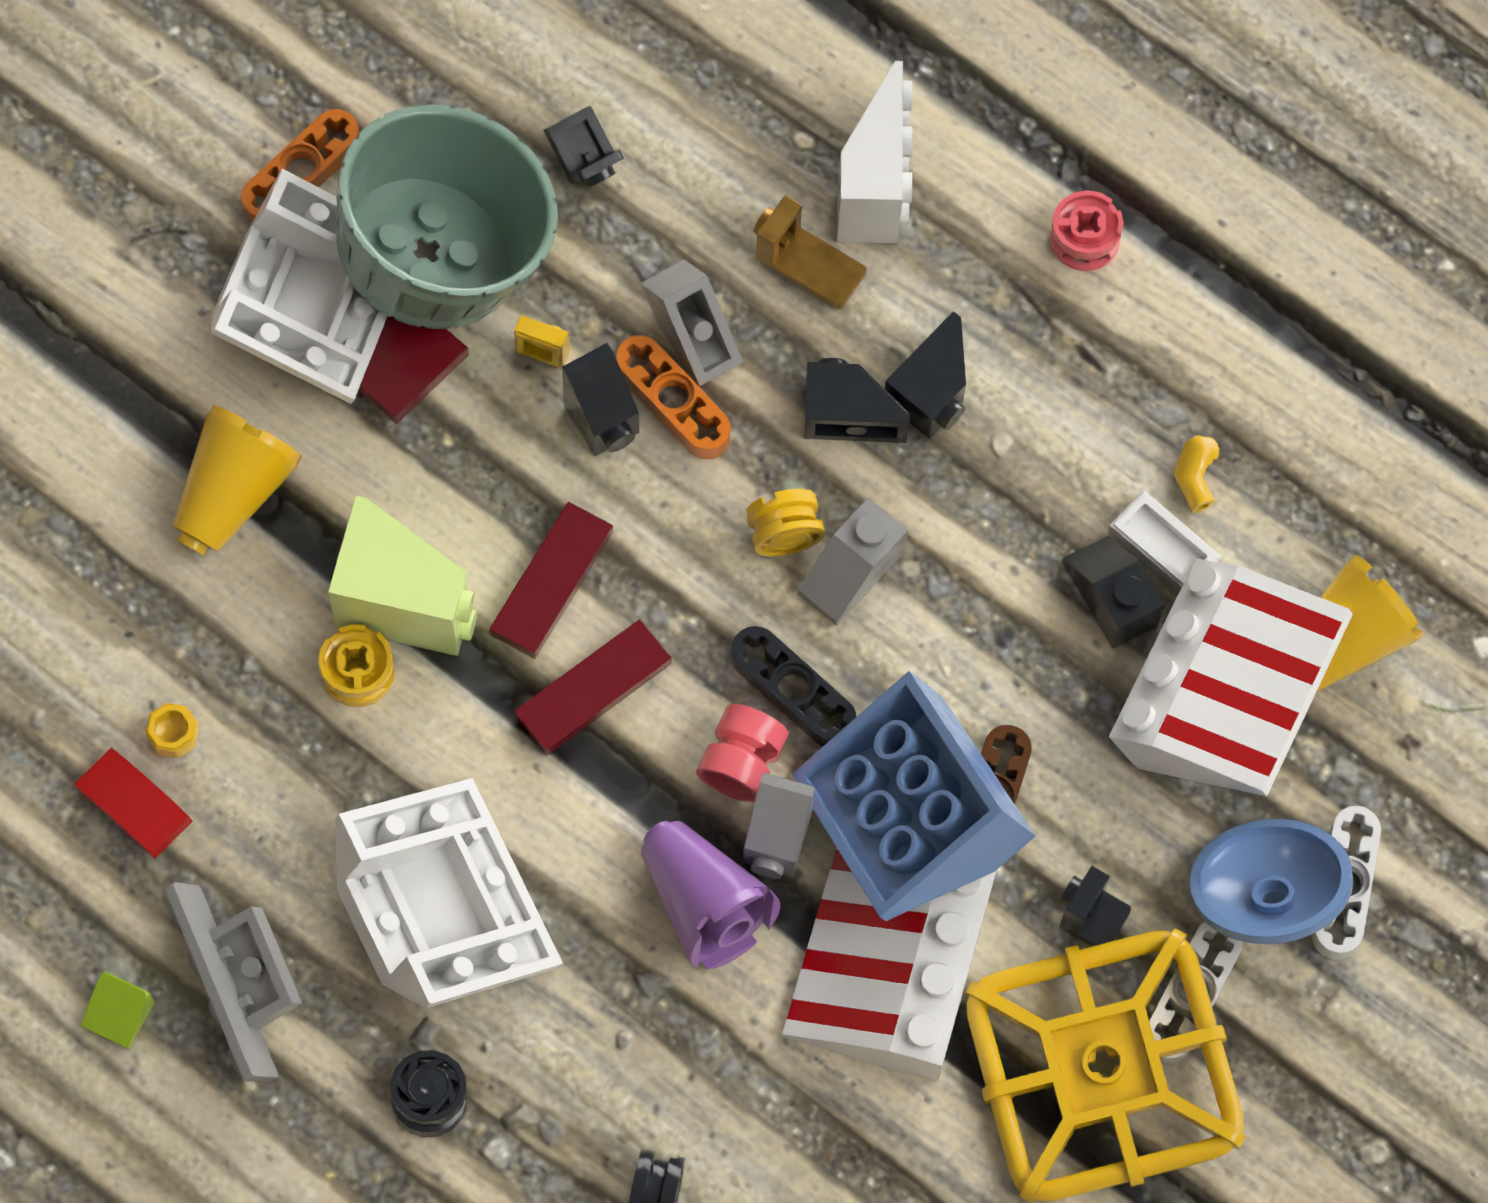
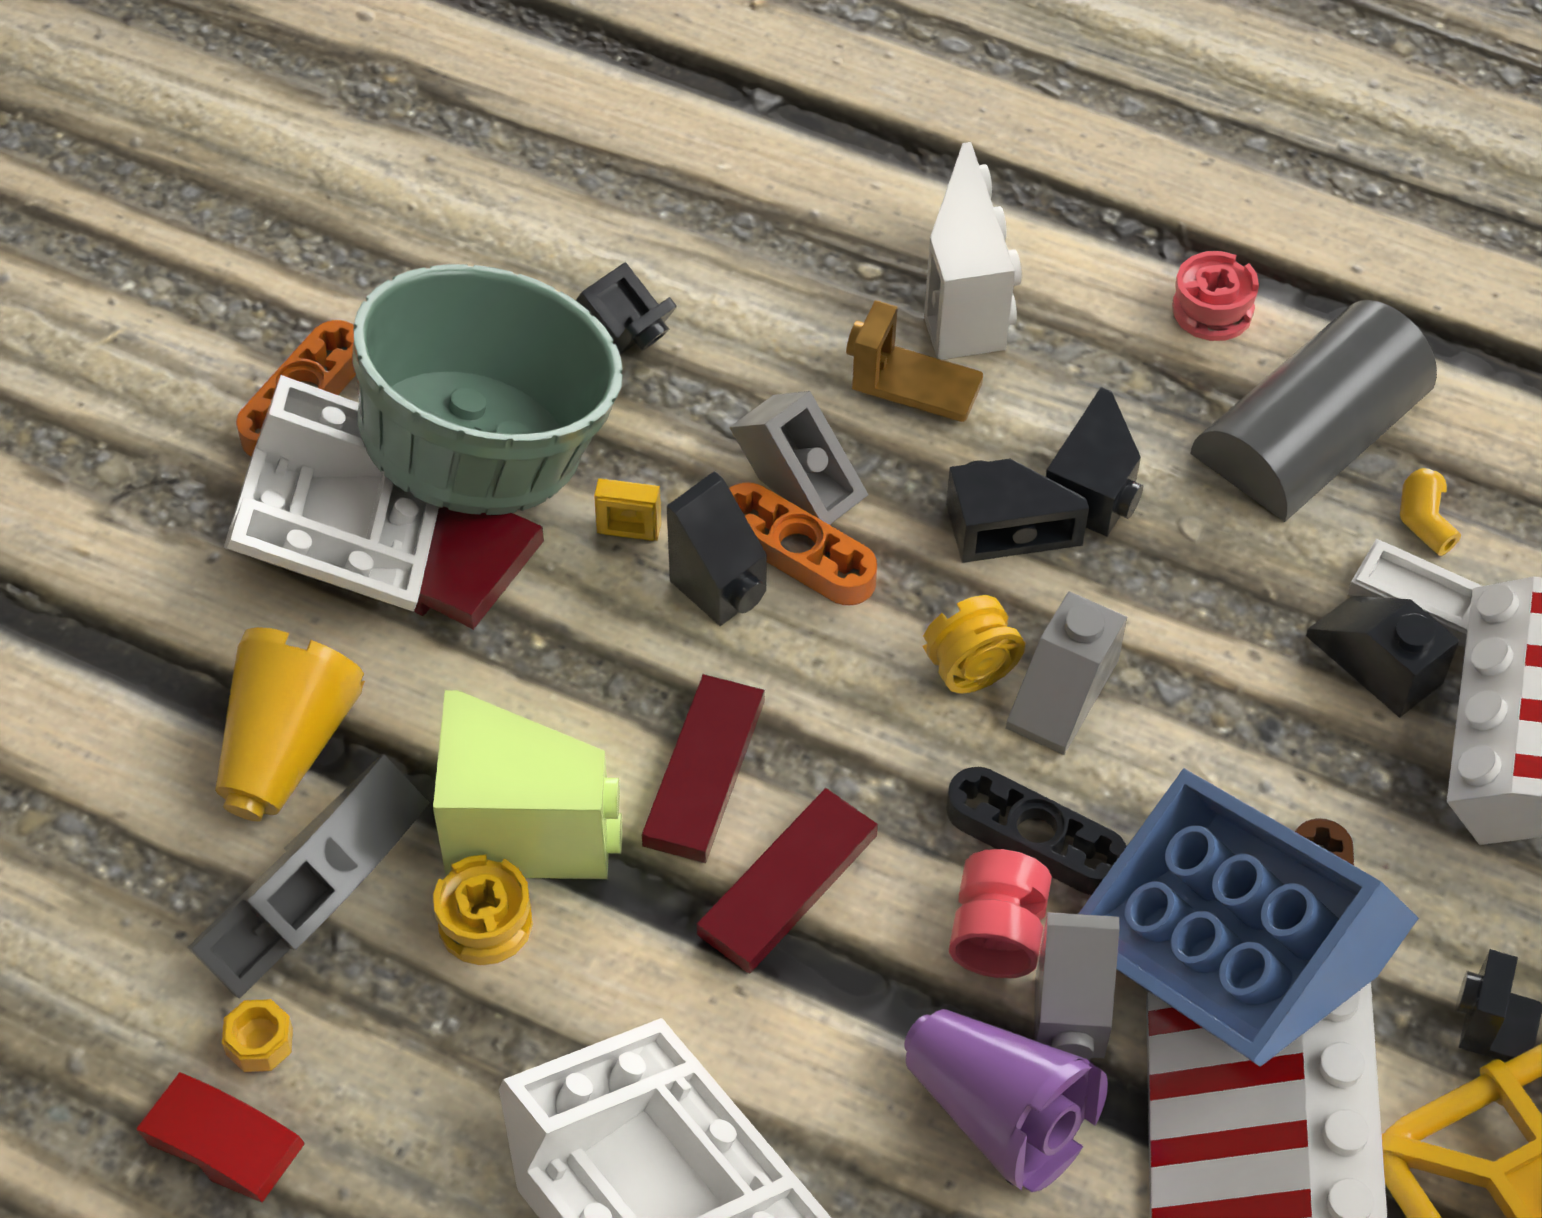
camera: 10 degrees left, 15 degrees down
(235, 615) = (310, 877): none -> dark grey slope
(1138, 359) = (1321, 407): none -> dark grey brick

